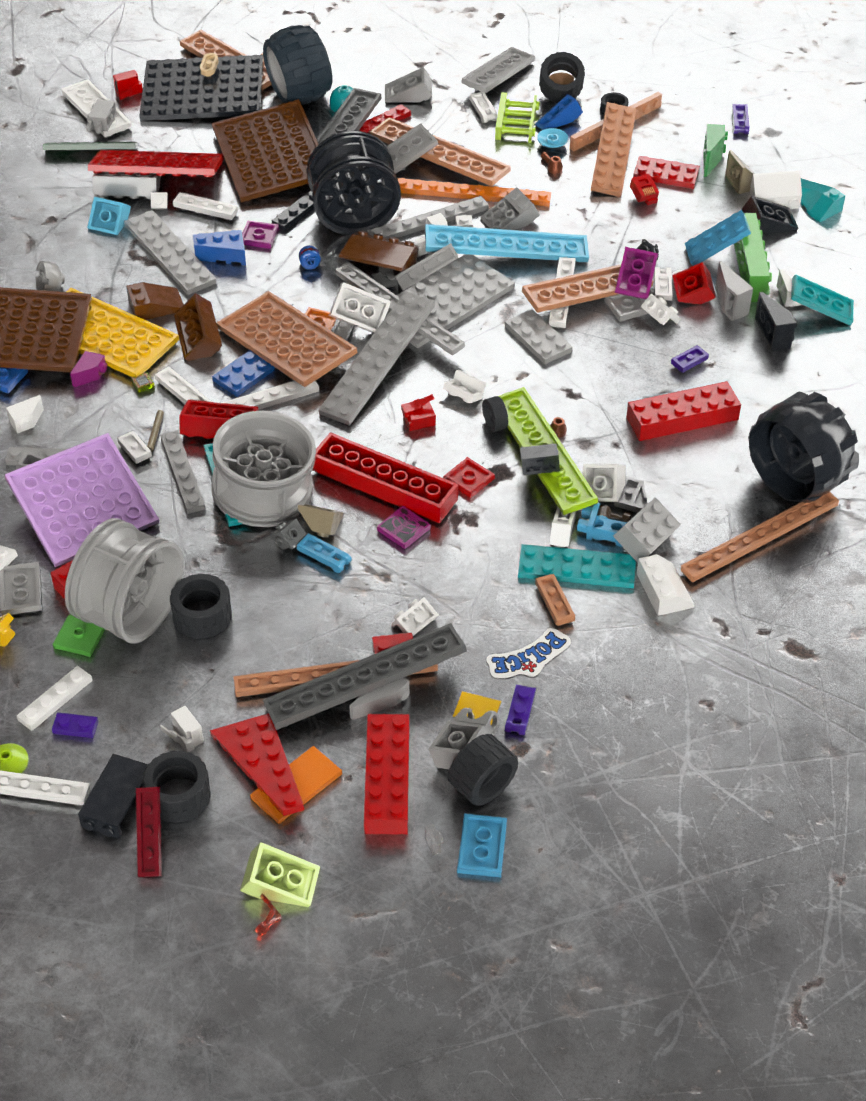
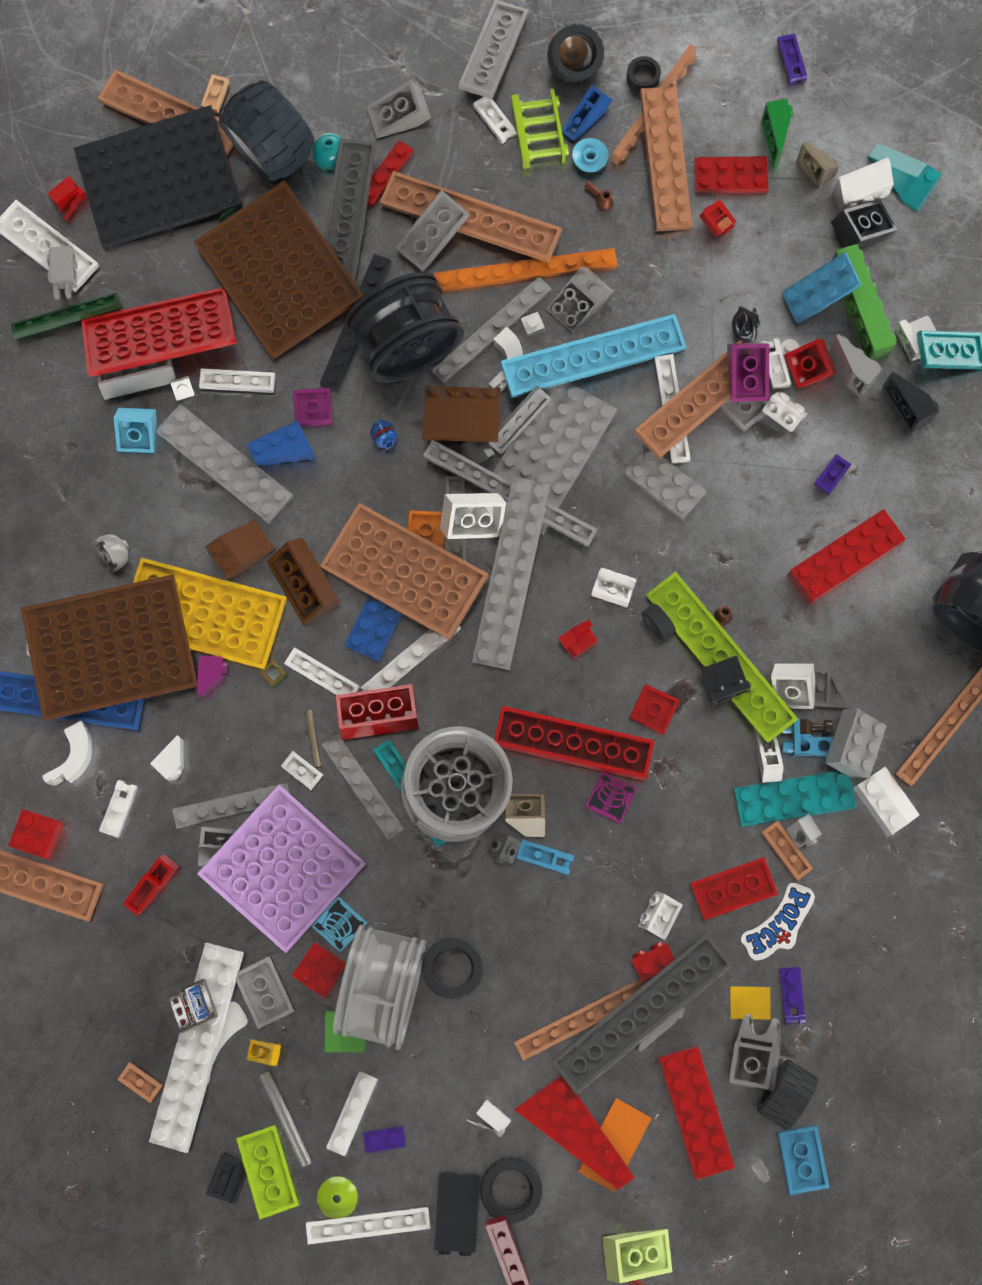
camera: 15 degrees left, 30 degrees up
(209, 64) = (155, 146): tan plate -> none
(493, 615) = (733, 888): none -> red plate
(575, 585) = (804, 832): none -> light grey brick

